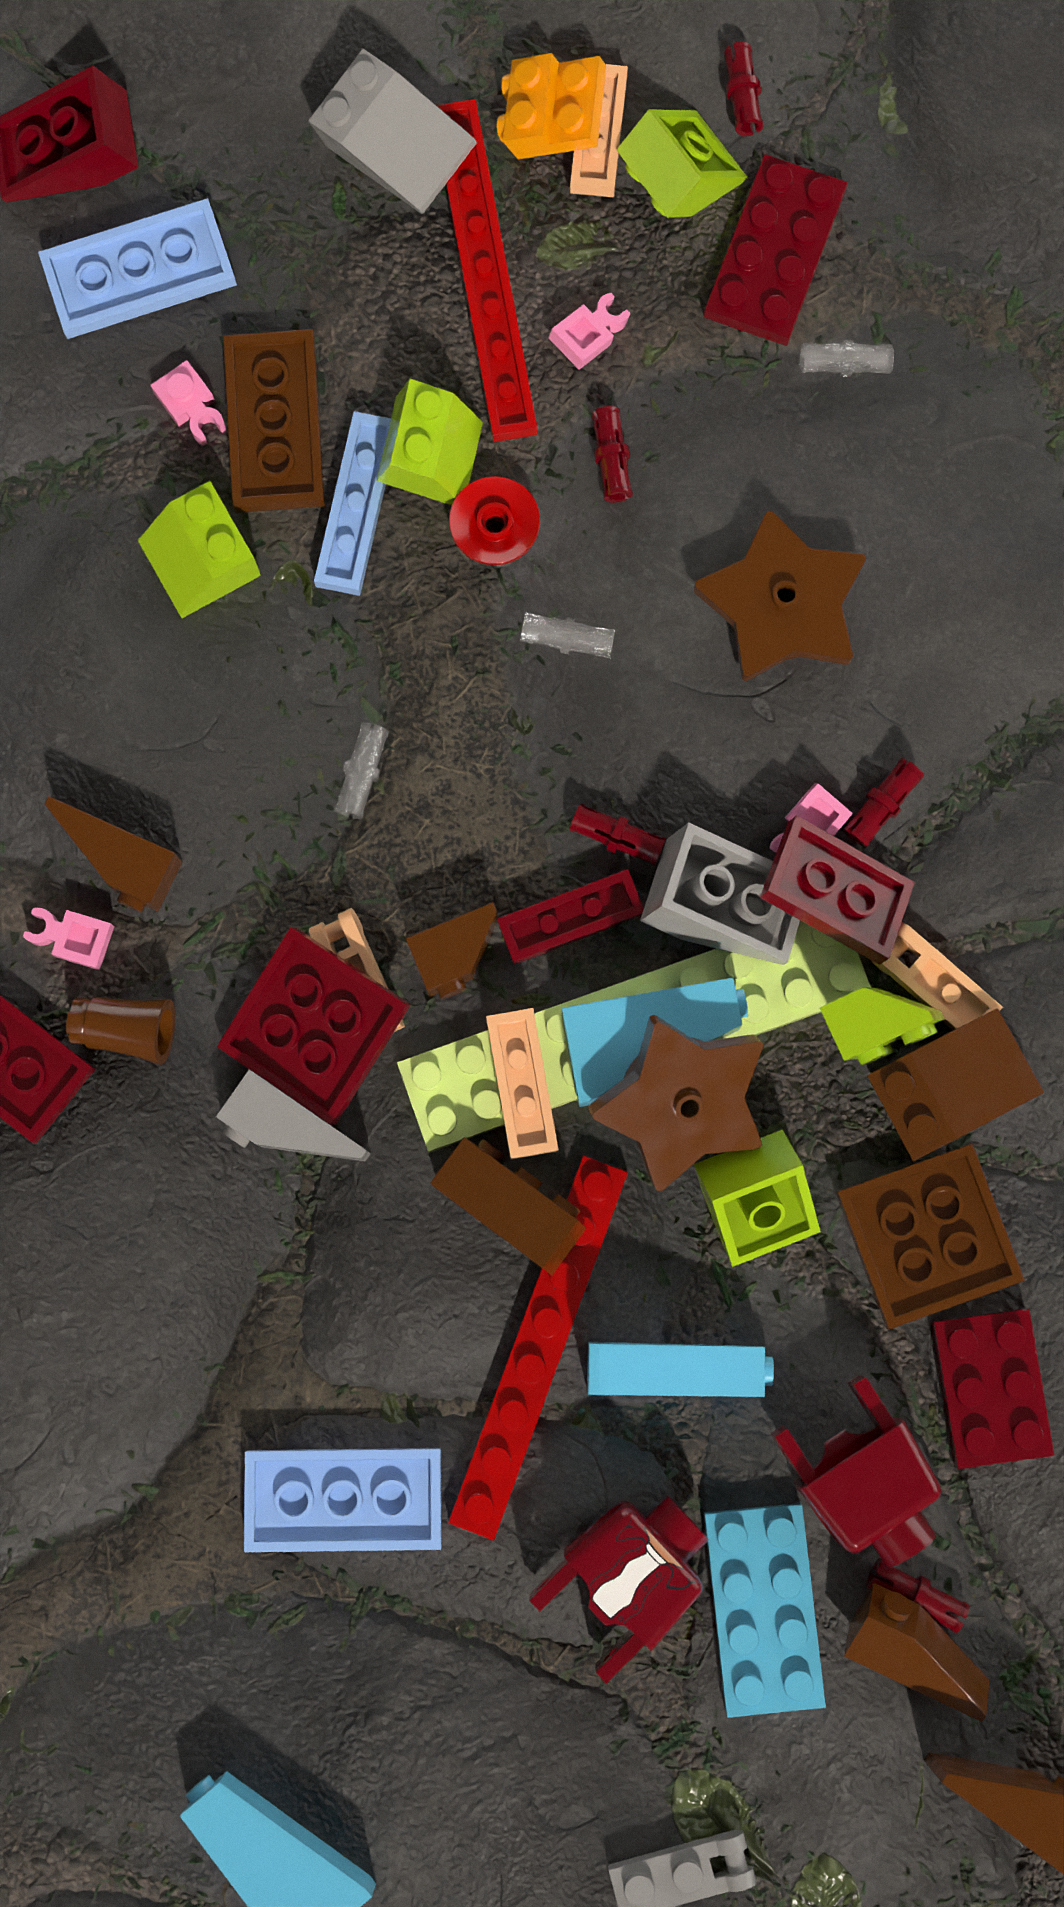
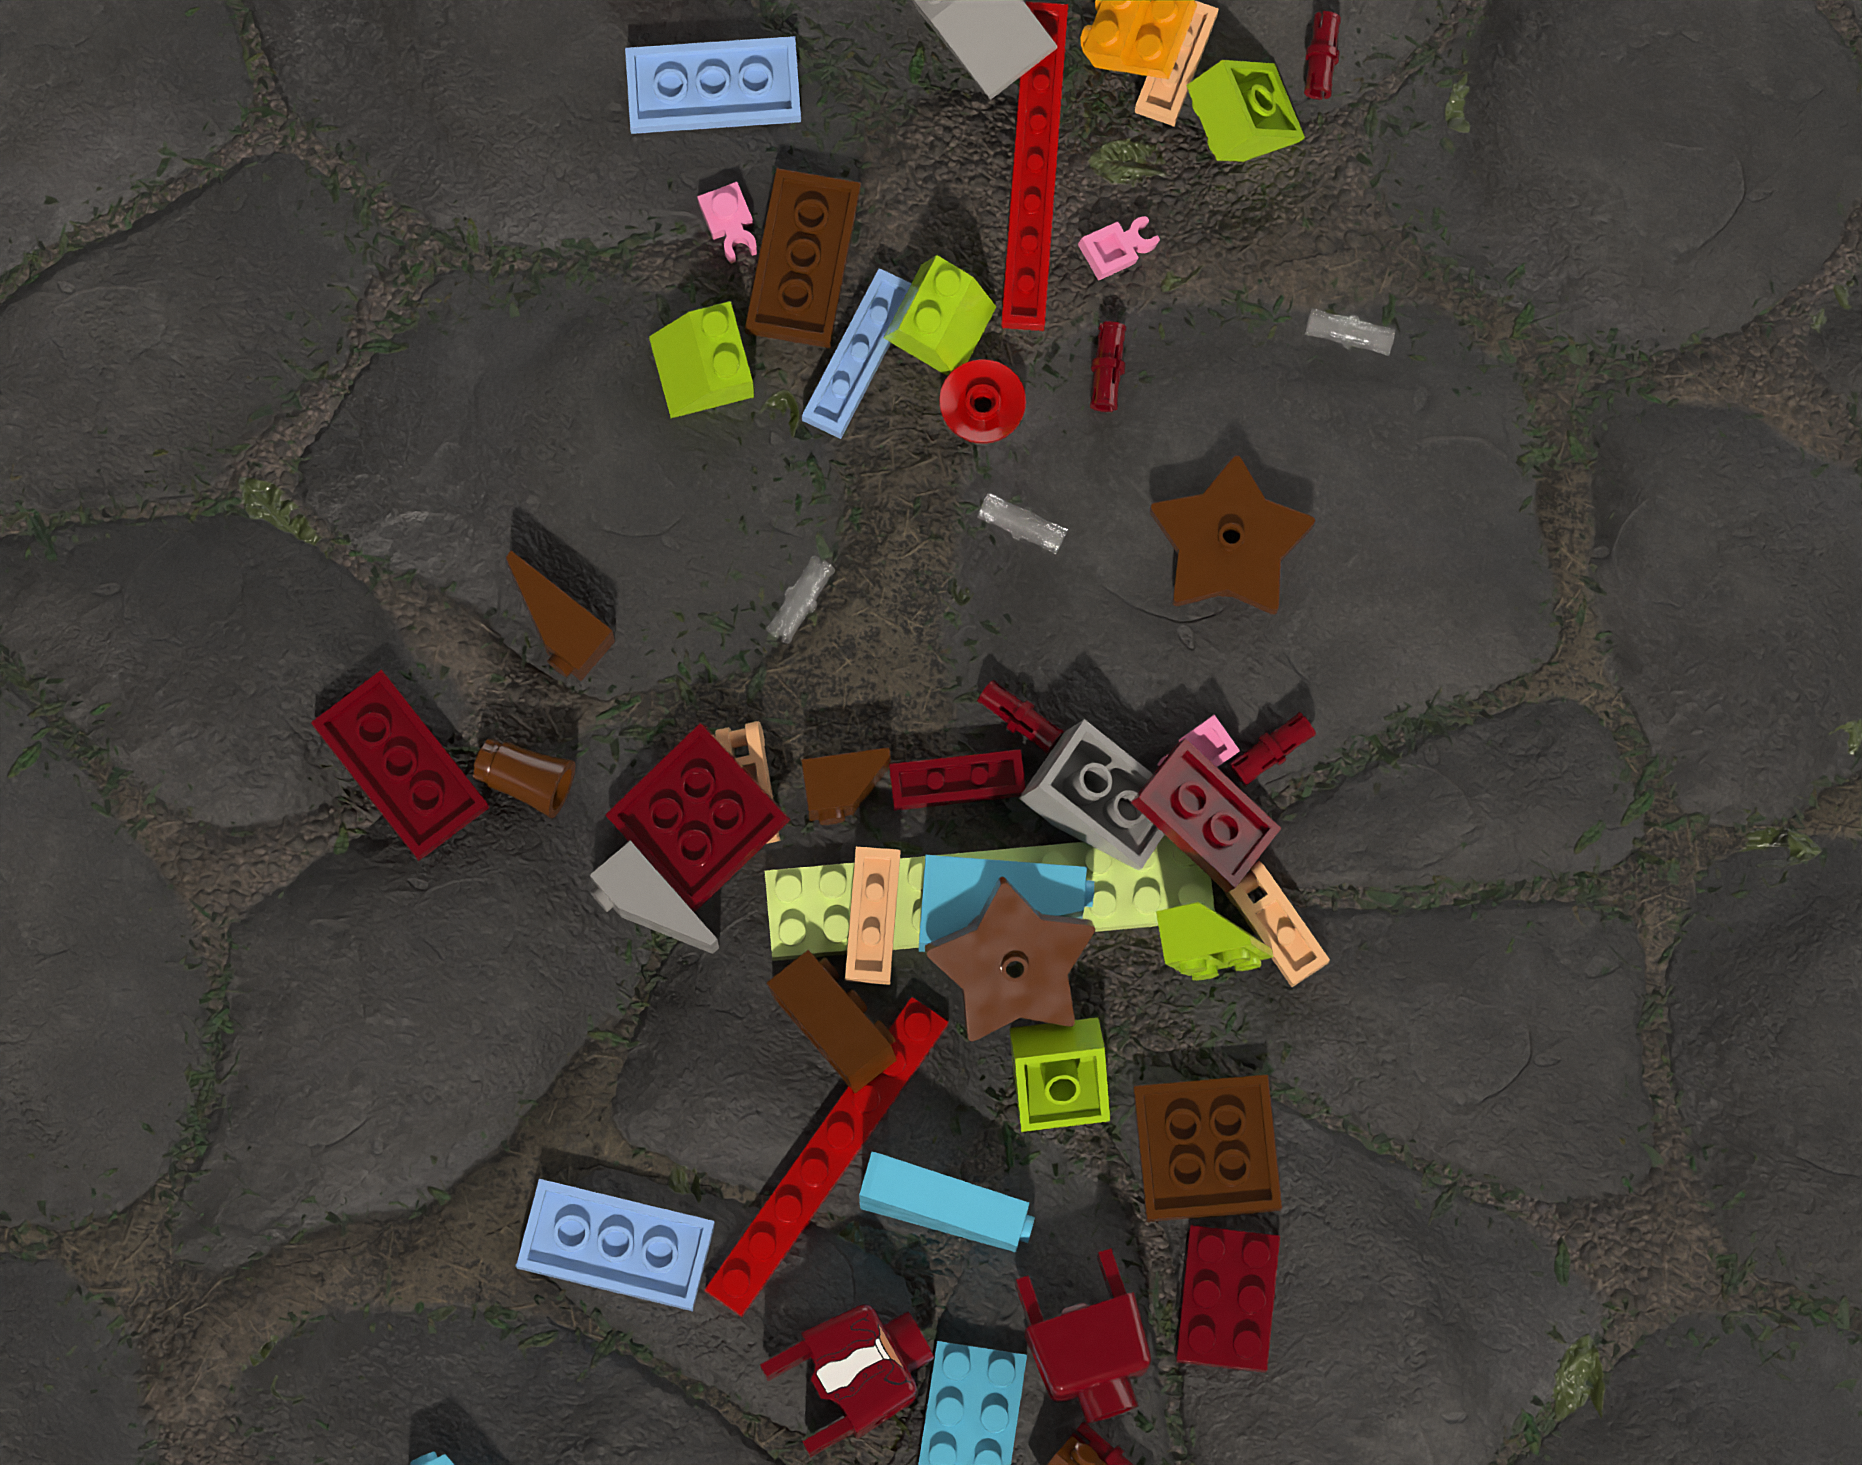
camera: 10 degrees right, 5 degrees down
(75, 938) = (502, 686): bright pink plate -> none
(775, 250) = (1312, 213): dark red plate -> none
(955, 1084) = (1264, 1016): reddish brown slope -> none

